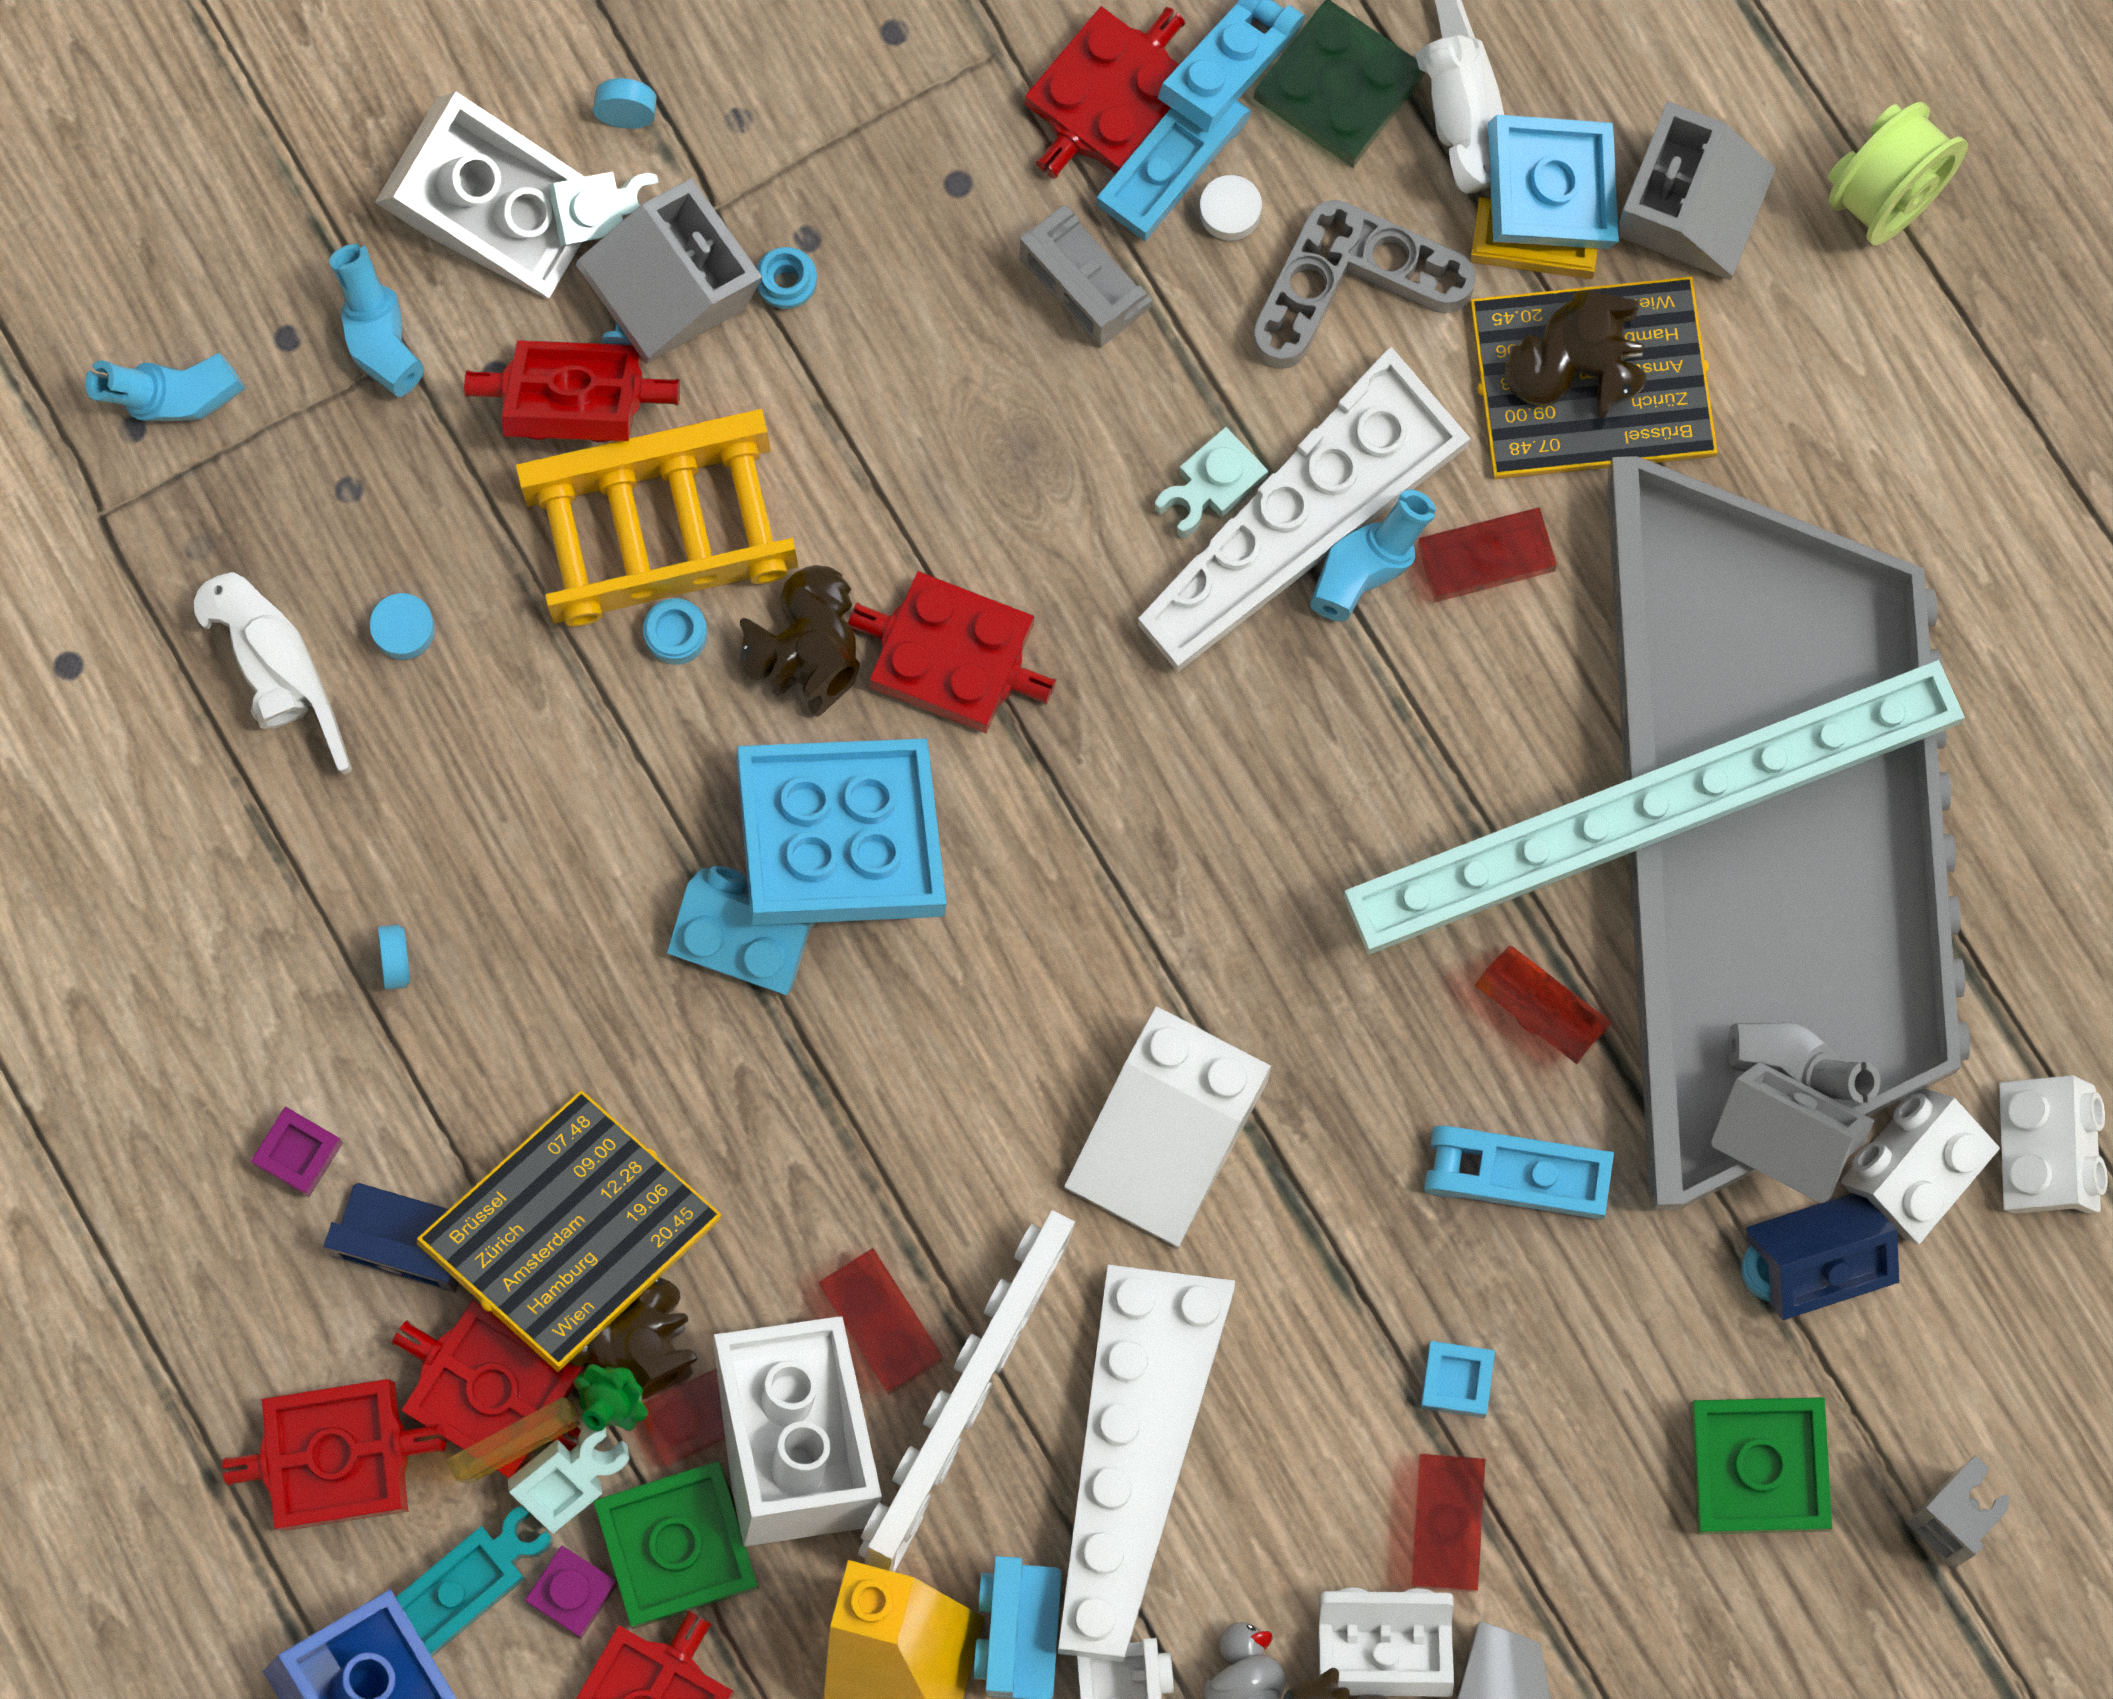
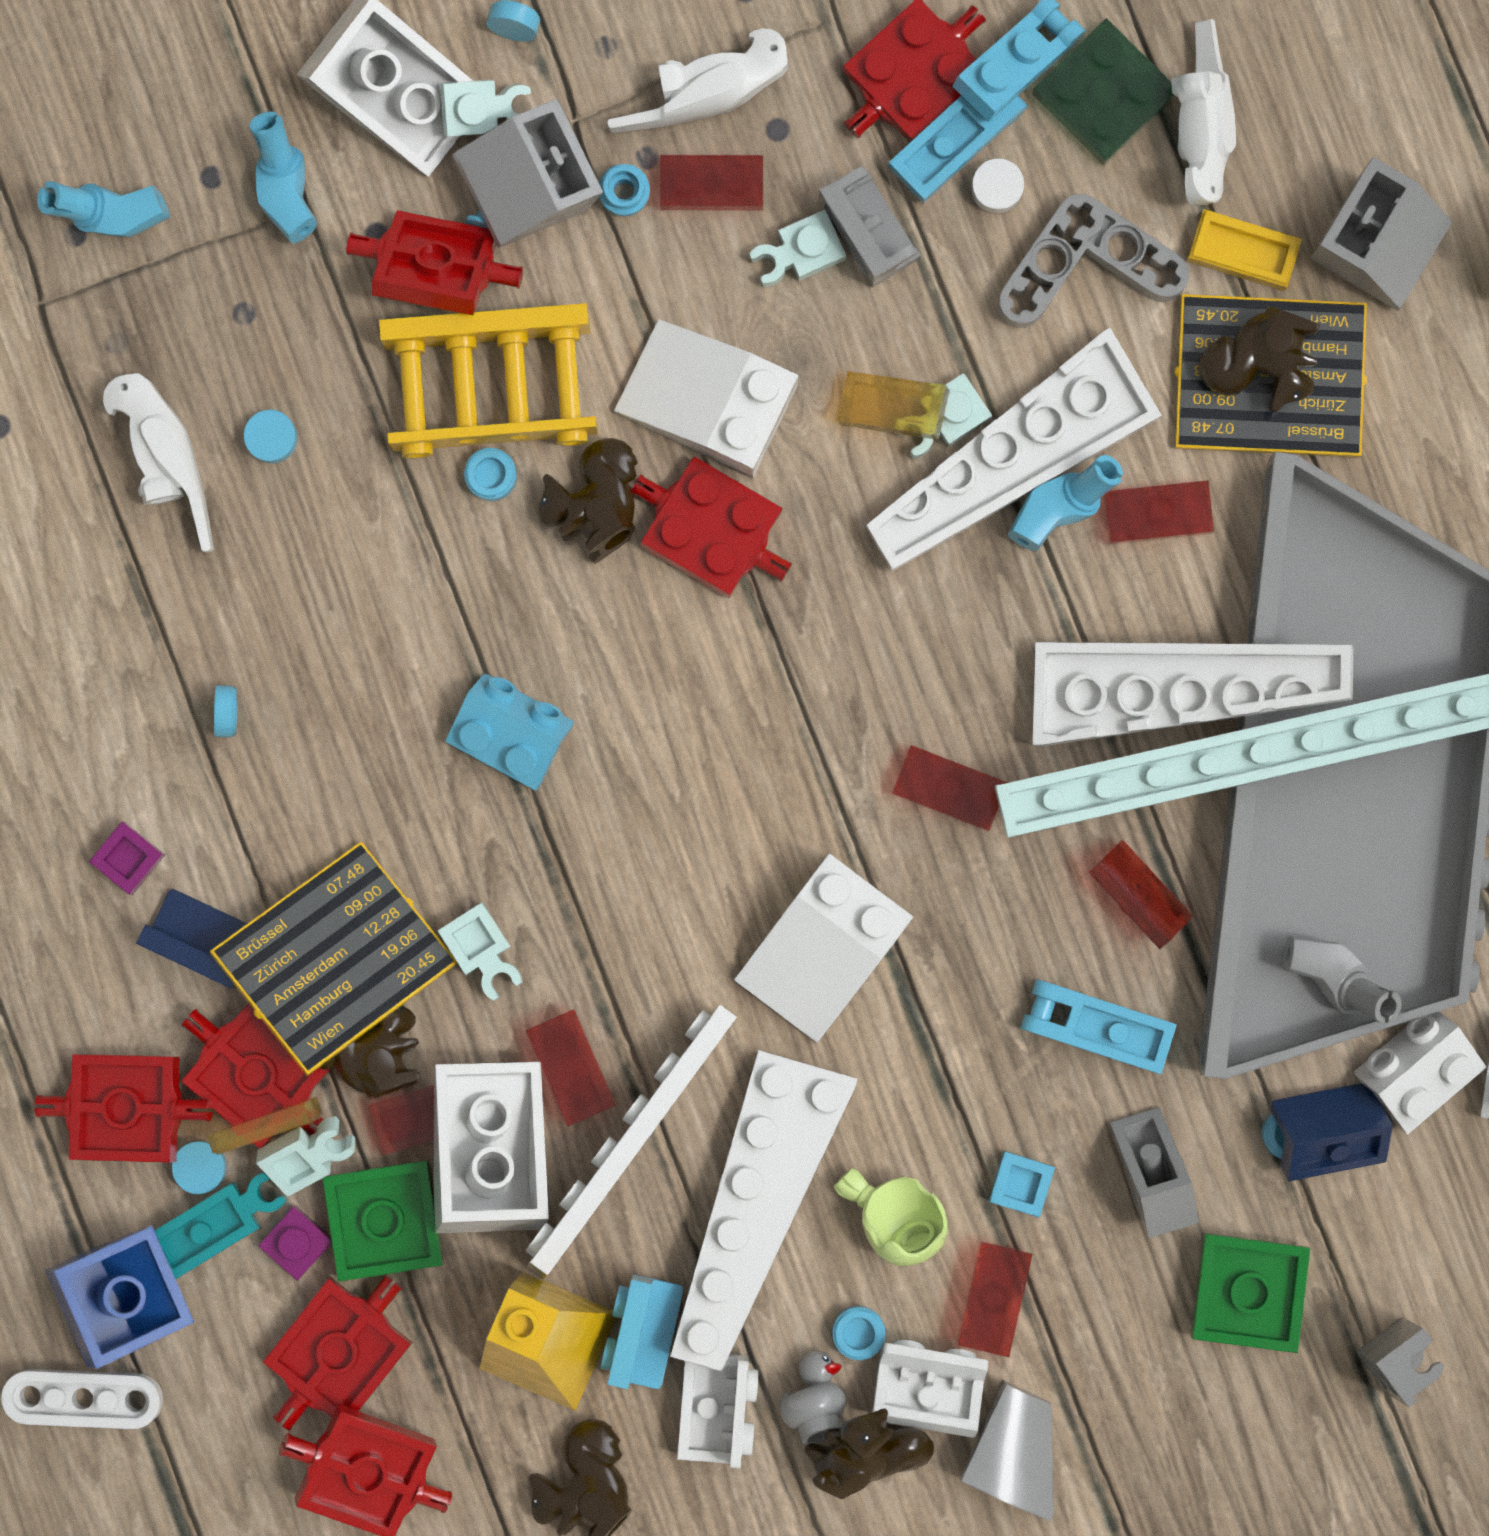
camera: 10 degrees right, 10 degrees up
(438, 1517) = (198, 1168): none -> medium azure tile
(610, 1398) = (345, 1102): green plant -> none
(743, 1190) = (476, 944): none -> light aqua plate
(840, 831) = (597, 667): medium azure plate -> none
(871, 141) = (712, 84): none -> white animal
(889, 254) = (711, 182): none -> clear red plate
(925, 499) = (708, 396): none -> white slope
(1012, 311) = (807, 247): none -> light aqua plate
(1147, 475) = (893, 405): none -> clear yellow tile
(1287, 1593) = (858, 1332): none -> medium azure tile
(1288, 917) = (948, 788): none -> clear red plate
(1312, 1438) = (898, 1217): none -> yellowish green hair
(1503, 754) = (1142, 687): none -> white wing
(1553, 182) = (1266, 208): medium azure tile -> none
(1619, 1337) = (1155, 1172): none -> light grey slope
(1789, 1131) = (1321, 1036): light grey panel -> none

